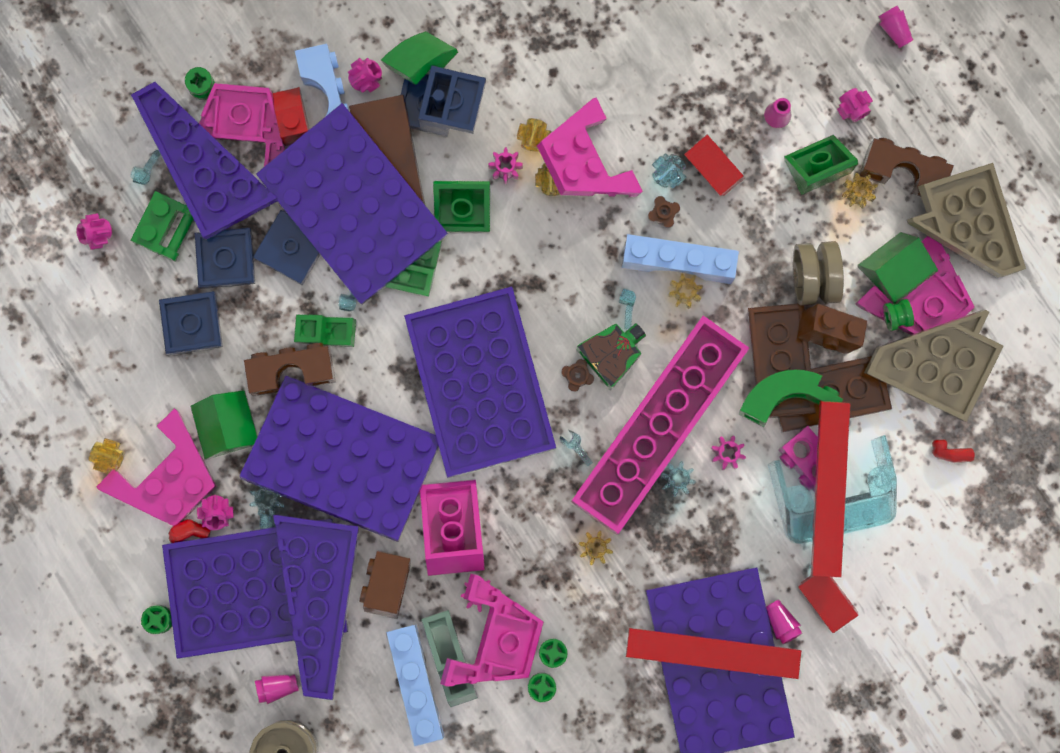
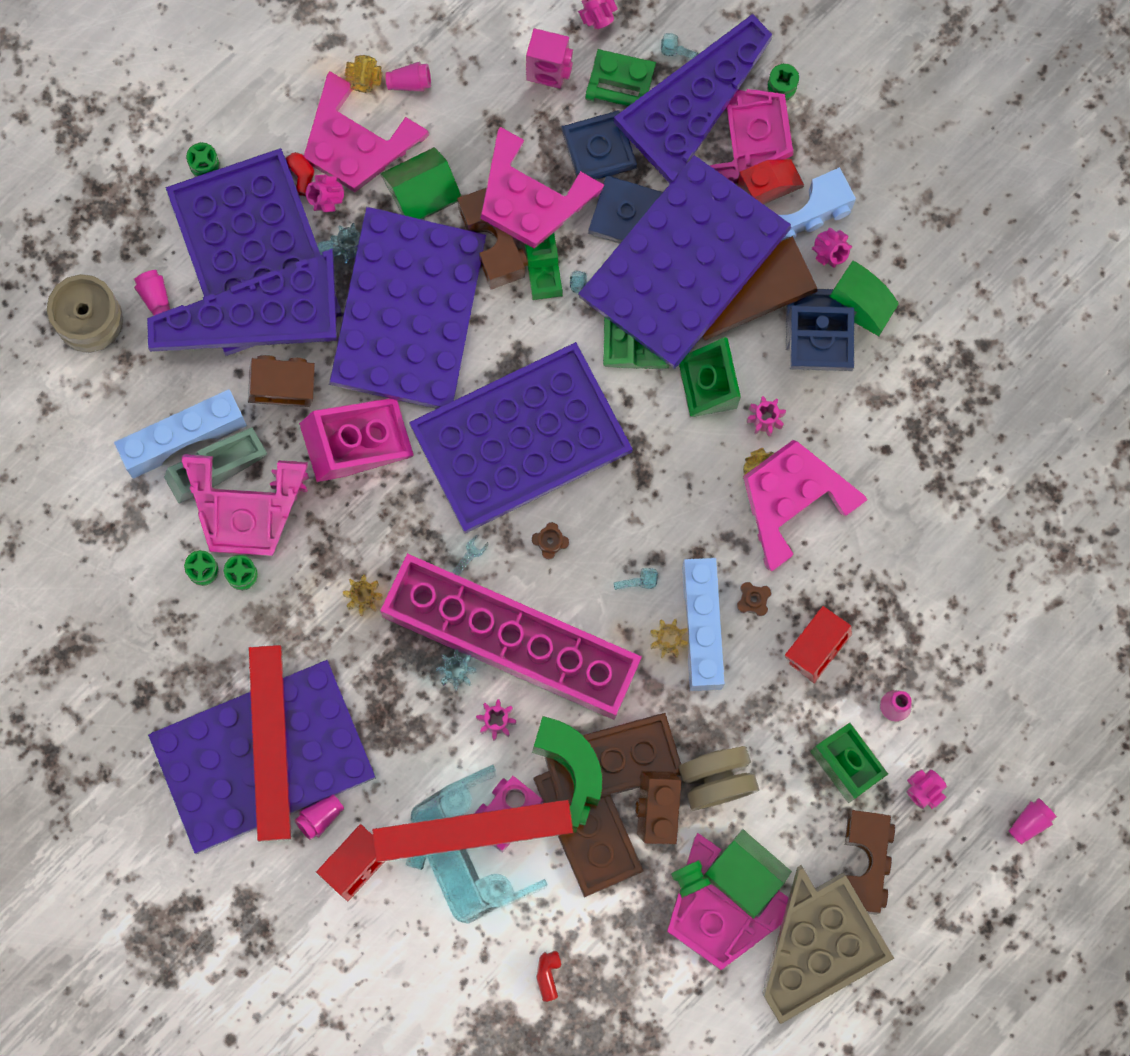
camera: 75 degrees right, 5 degrees down
(119, 415) = (409, 78): none -> dark pink cone
(133, 283) = (548, 58): none -> dark pink brick
(190, 323) = (527, 119): dark blue plate -> none
(267, 335) = (525, 205): none -> dark pink wing
(532, 134) = (809, 436): clear yellow gear -> none
(612, 352) = (582, 572): torso -> none
(669, 170) = (801, 594): clear light blue gear -> none
(863, 184) = (829, 804): clear yellow gear -> none
(941, 364) = (644, 940): dark tan wing -> none

